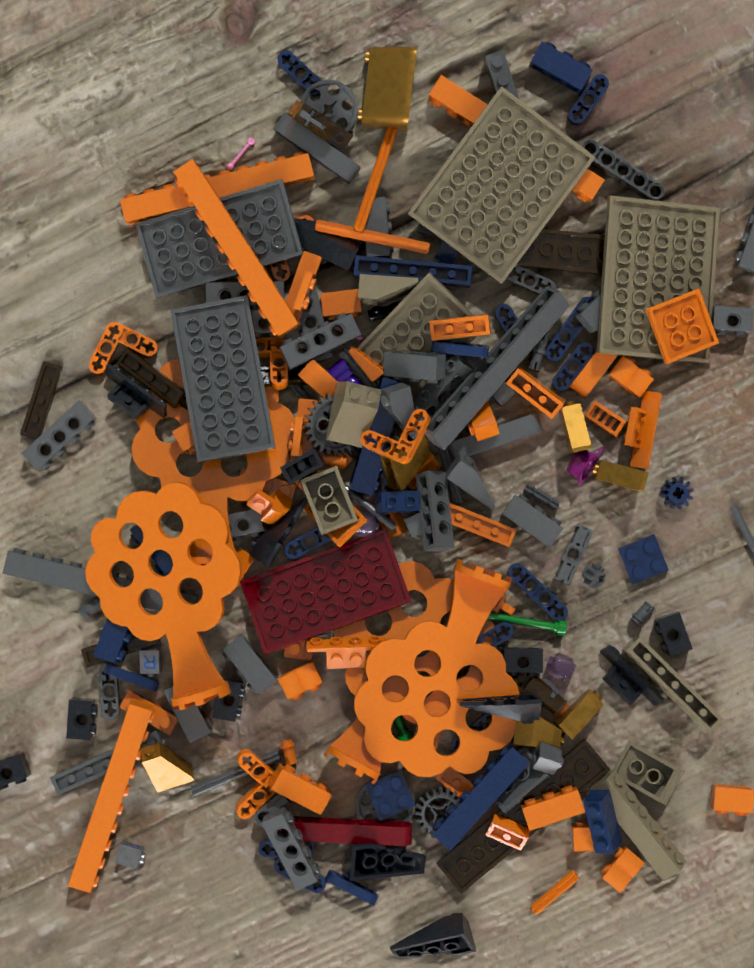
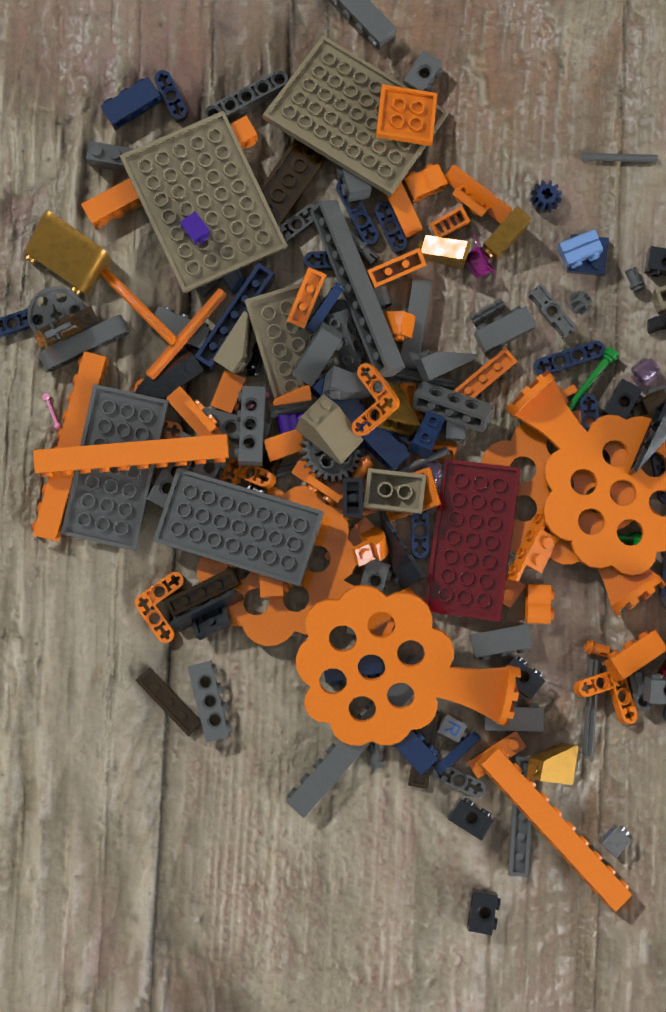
camera: 55 degrees left, 5 degrees down
(469, 193) = (195, 228): none -> dark purple brick
(642, 550) = (580, 248): none -> medium blue brick

